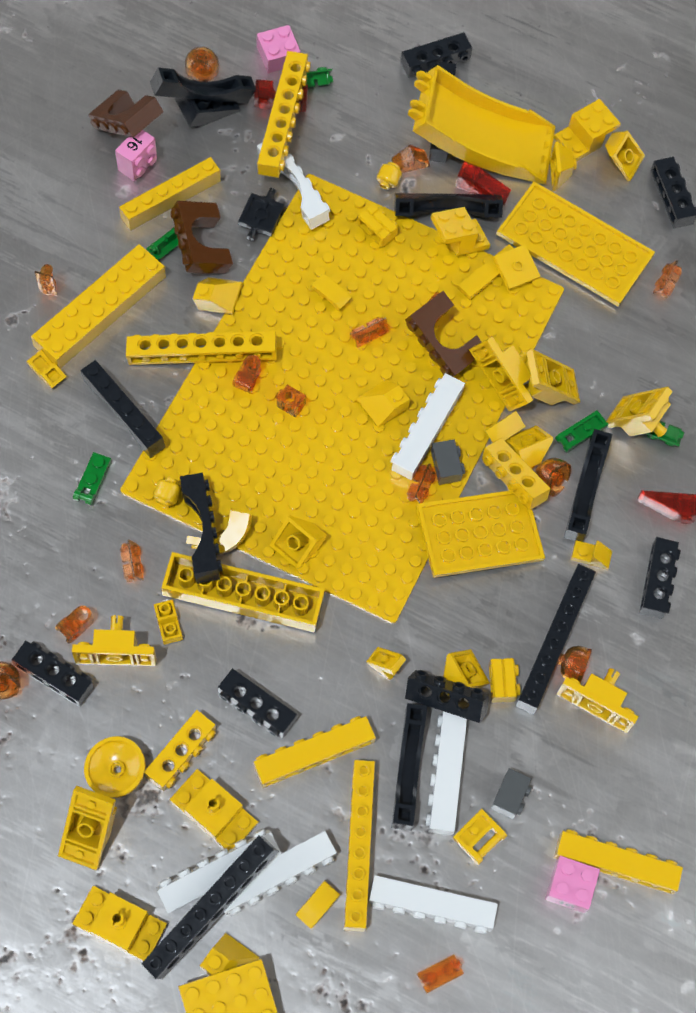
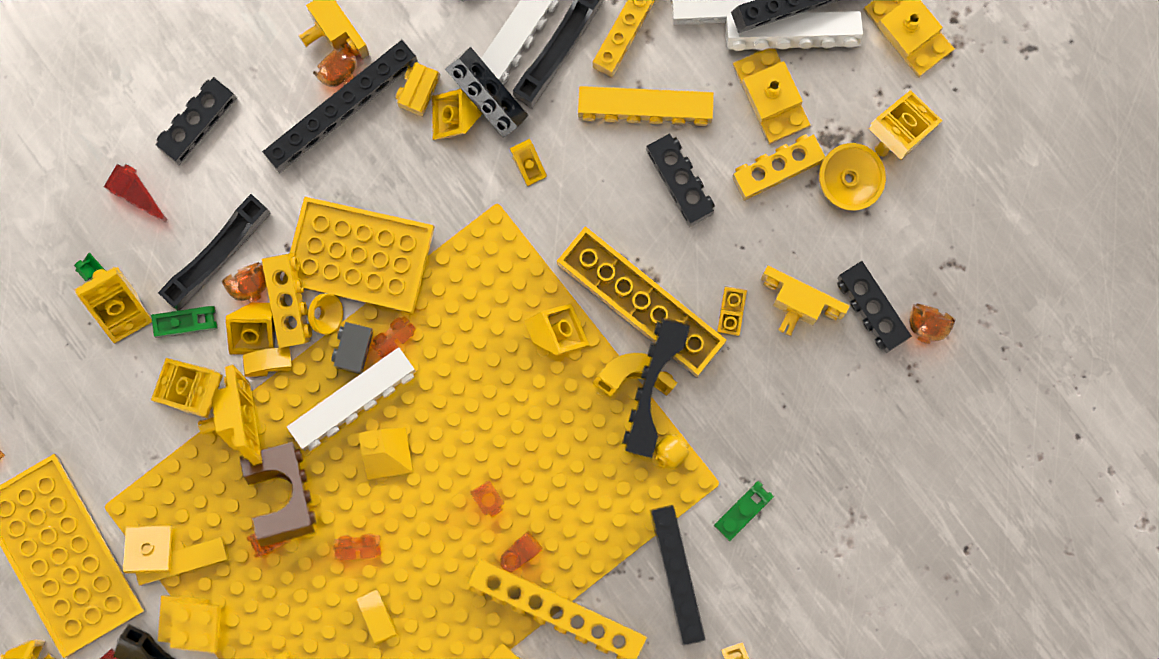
camera: 145 degrees left, 15 degrees up
(75, 625) = (832, 348): clear orange piece -> none
(131, 553) = (743, 384): clear orange hinge -> none
(476, 478) = (330, 316): none -> yellow piece
(594, 555) = (251, 180): yellow slope -> none

